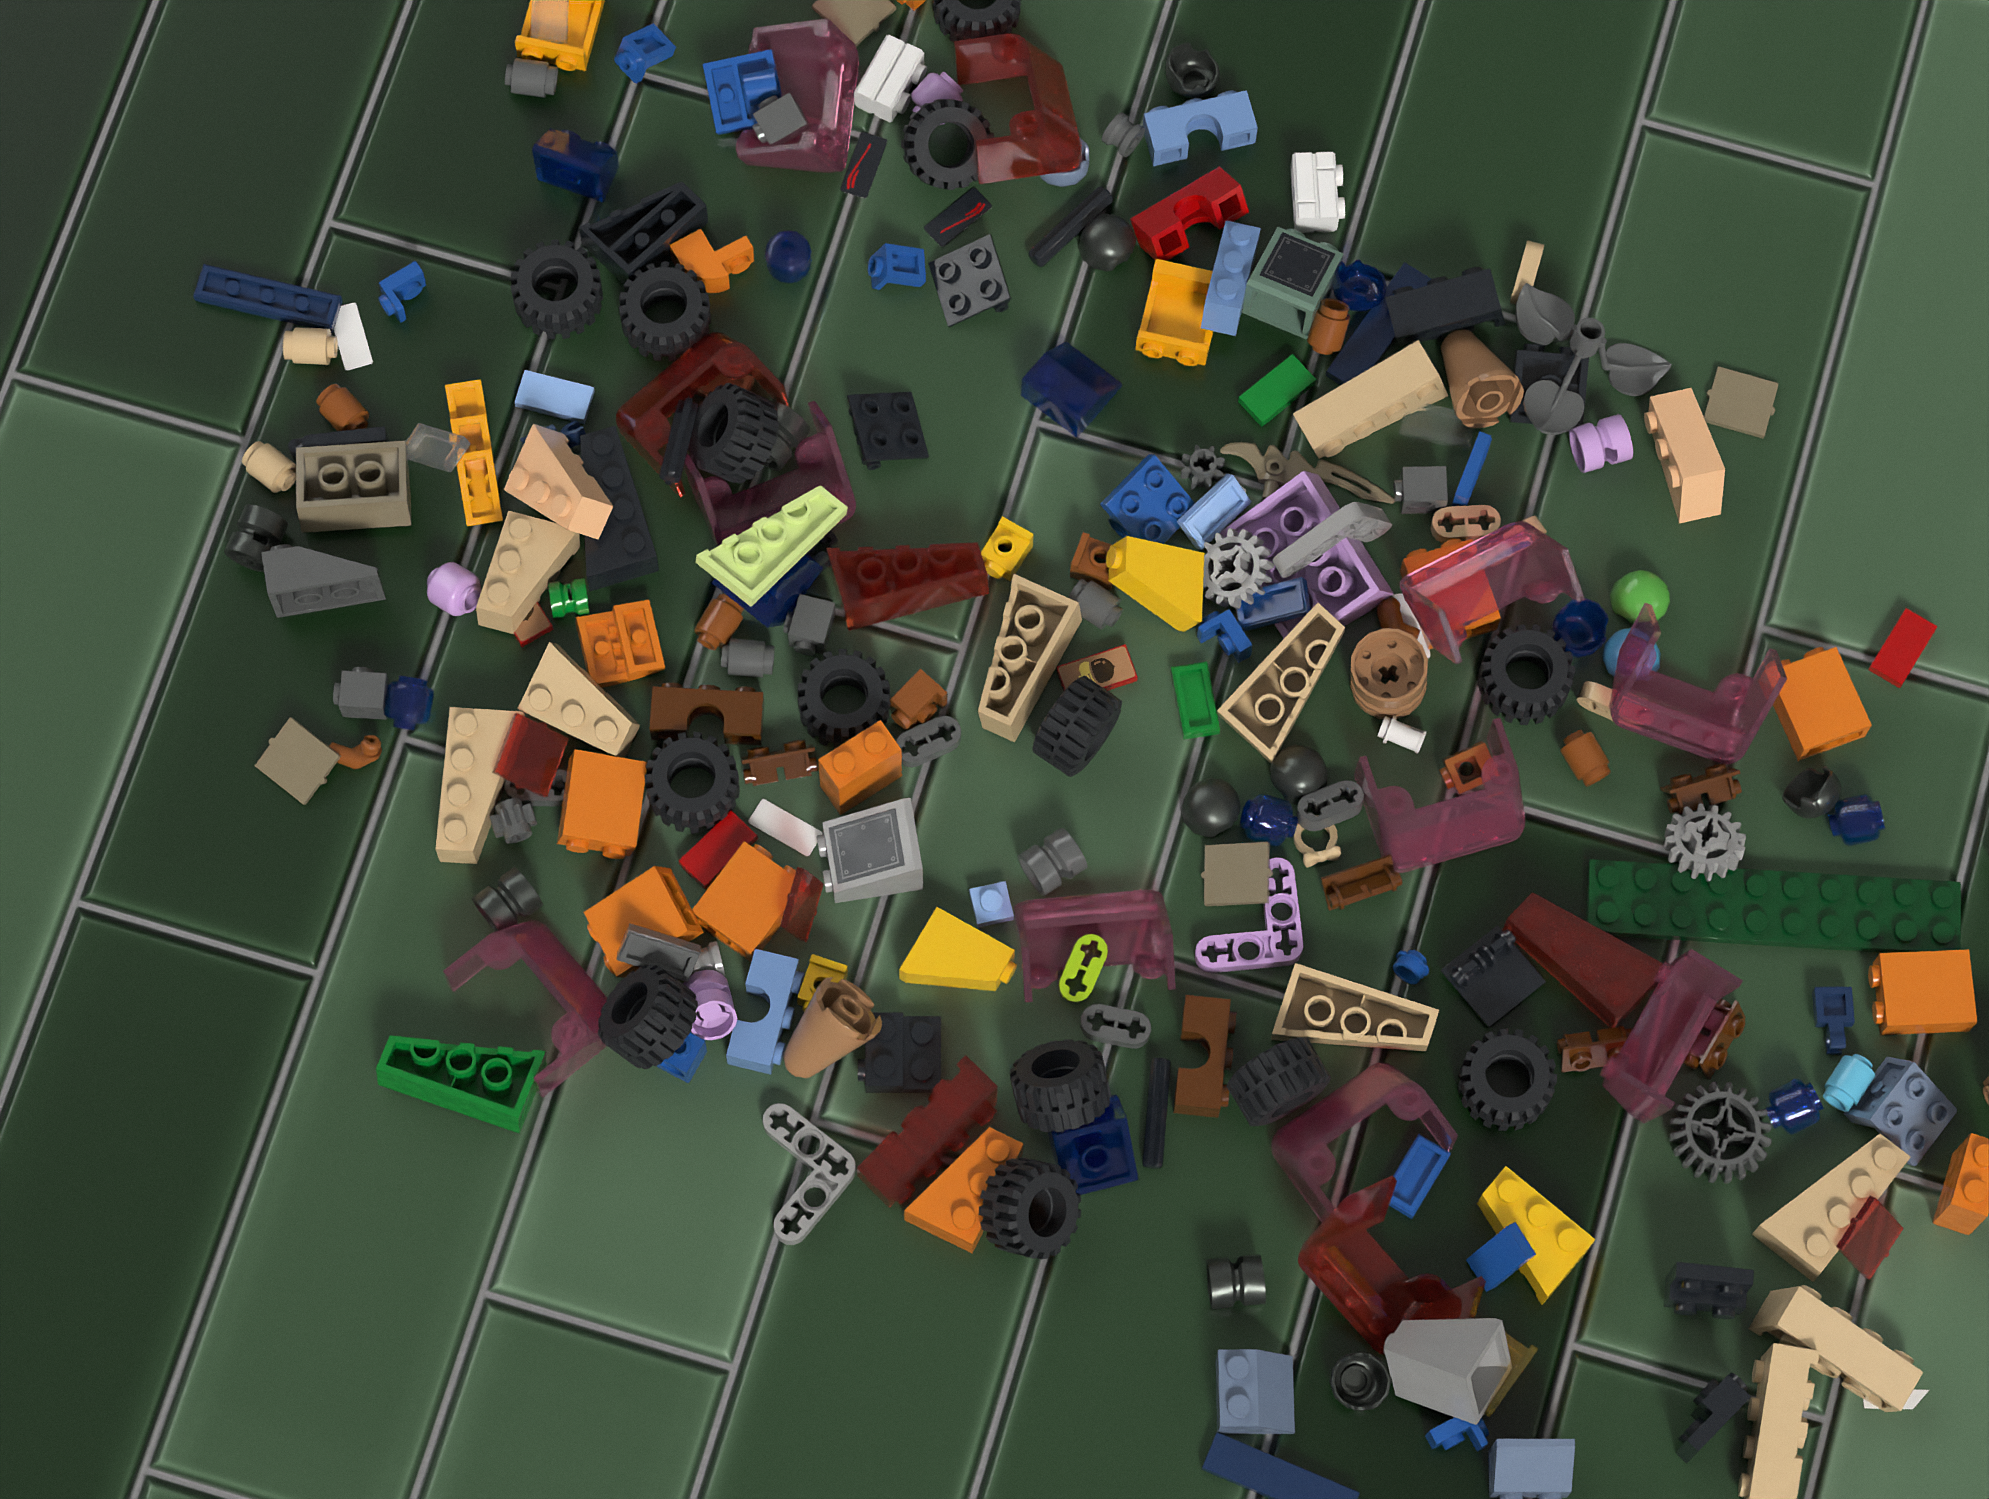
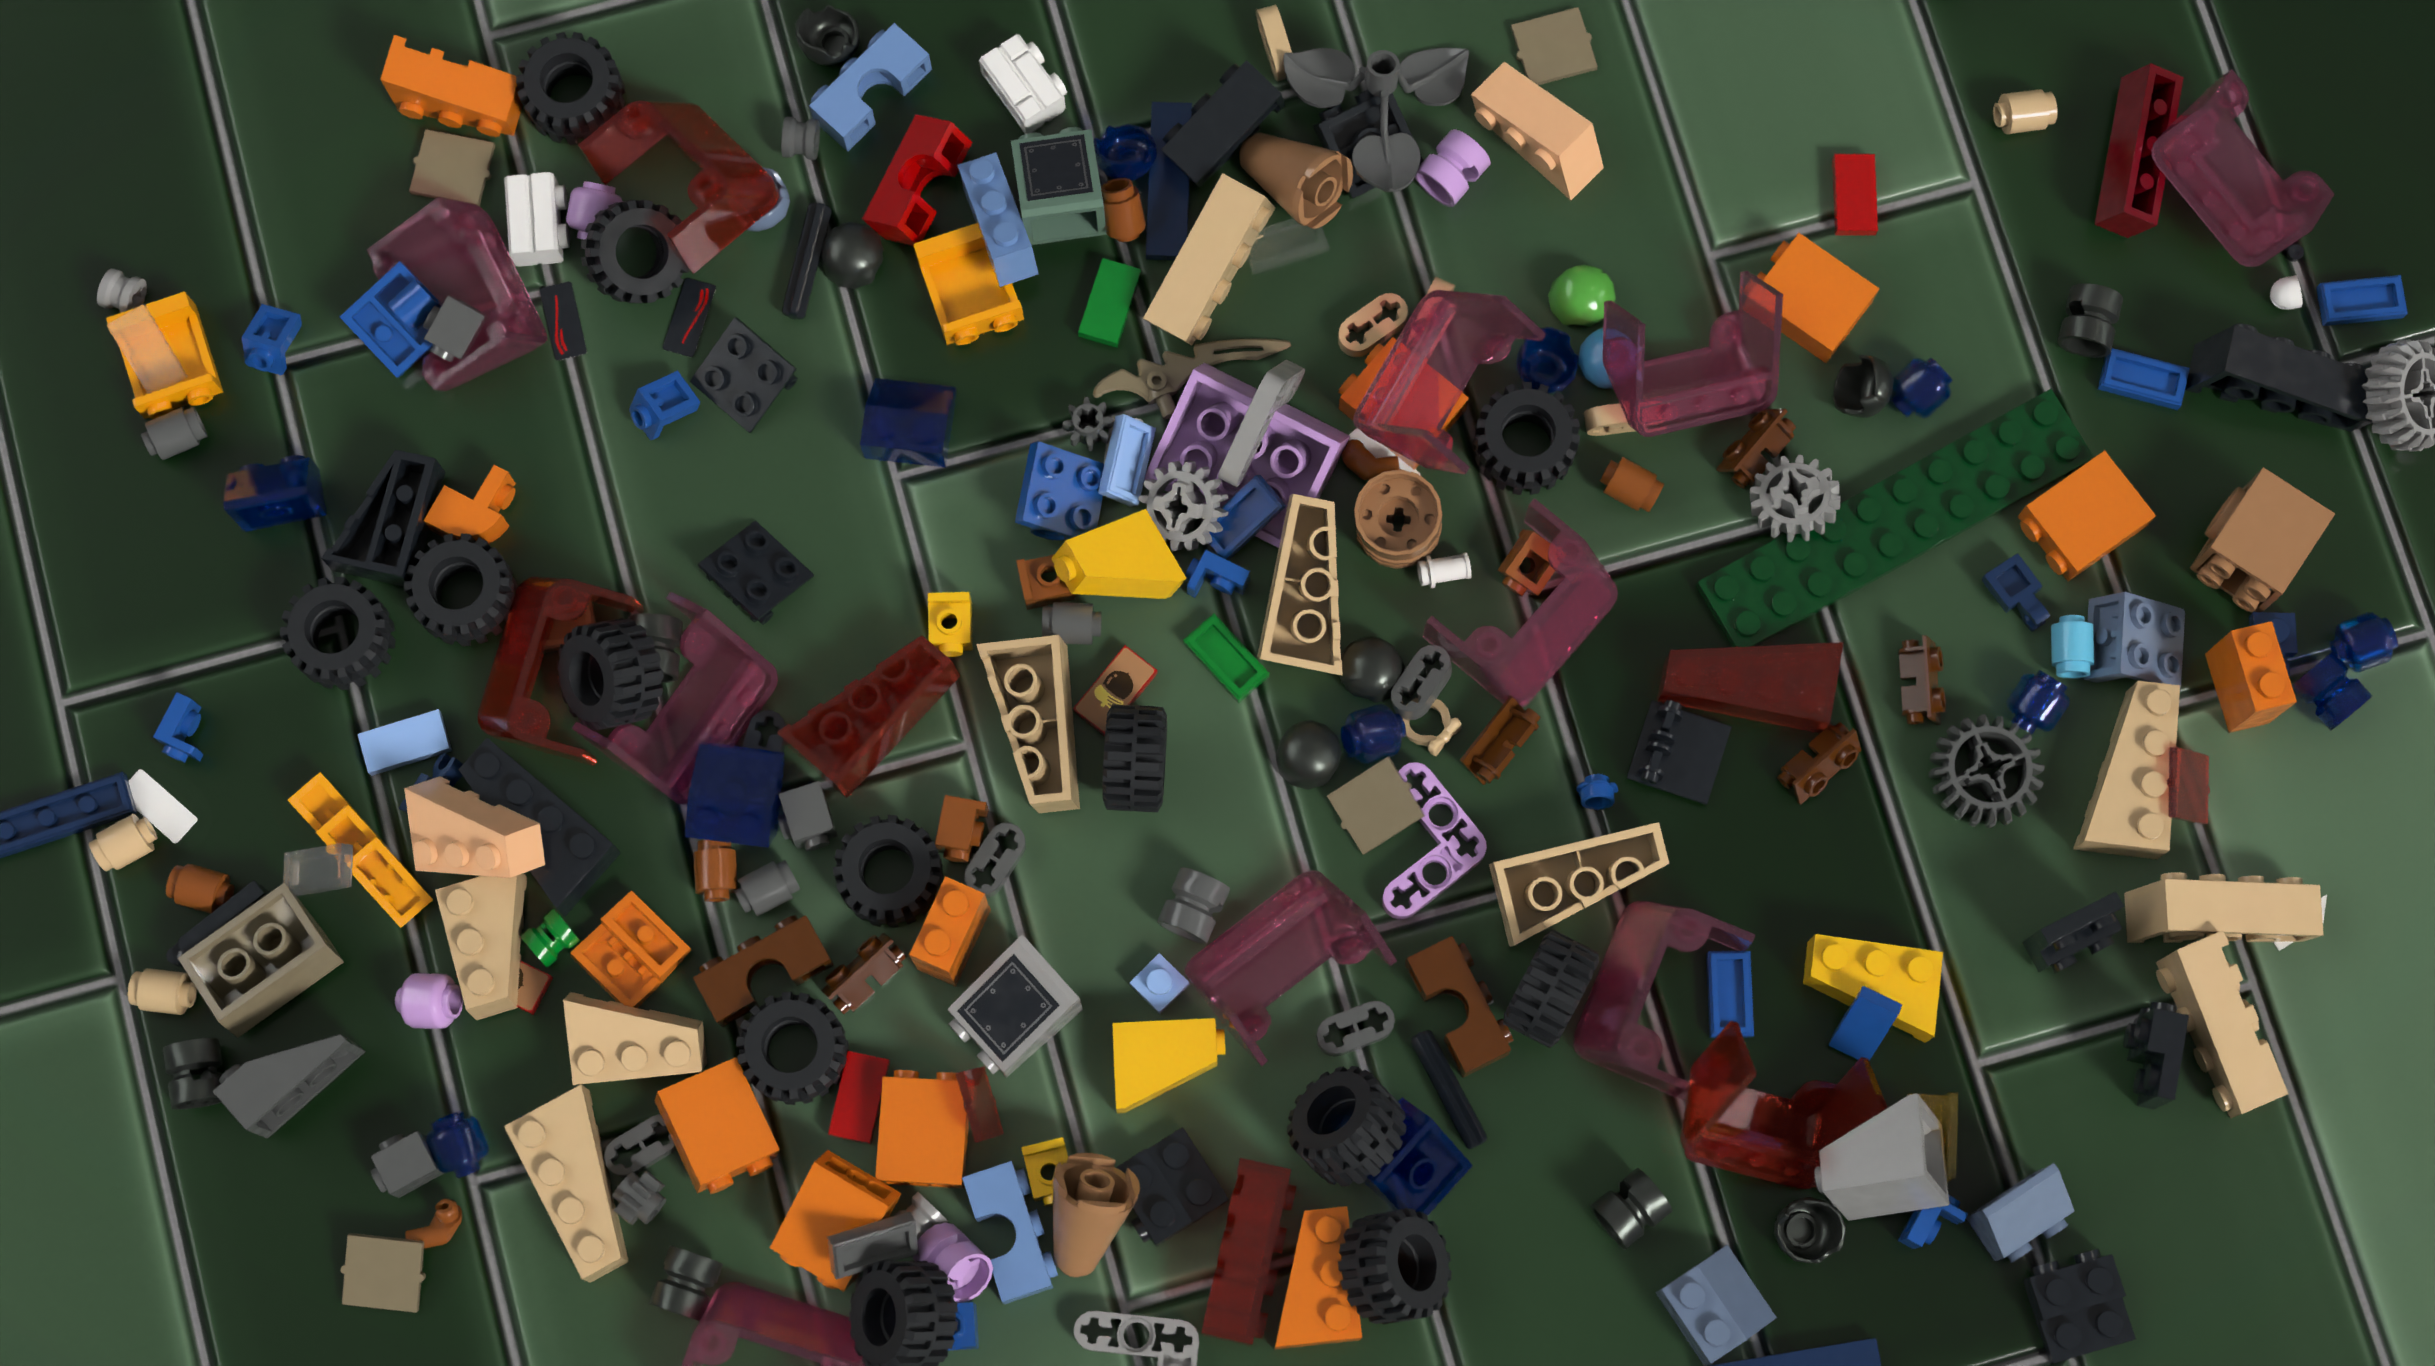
camera: 30 degrees left, 5 degrees up
(530, 755) = (615, 1123): clear red piece -> none
(678, 441) = (562, 716): black axle -> none
(773, 545) = (723, 765): yellowish green wing -> none
(785, 827) = (909, 1032): white sticker -> none
(788, 256) = (561, 461): clear blue head -> none
(1091, 972) = (1298, 990): lime beam -> none
(1421, 489) = (1311, 317): dark grey brick -> none
(1472, 470) = (1347, 269): blue tile -> none
(1524, 1055) = (1783, 822): black tyre -> none
(1665, 1034) = (1881, 712): clear pink windscreen -> none

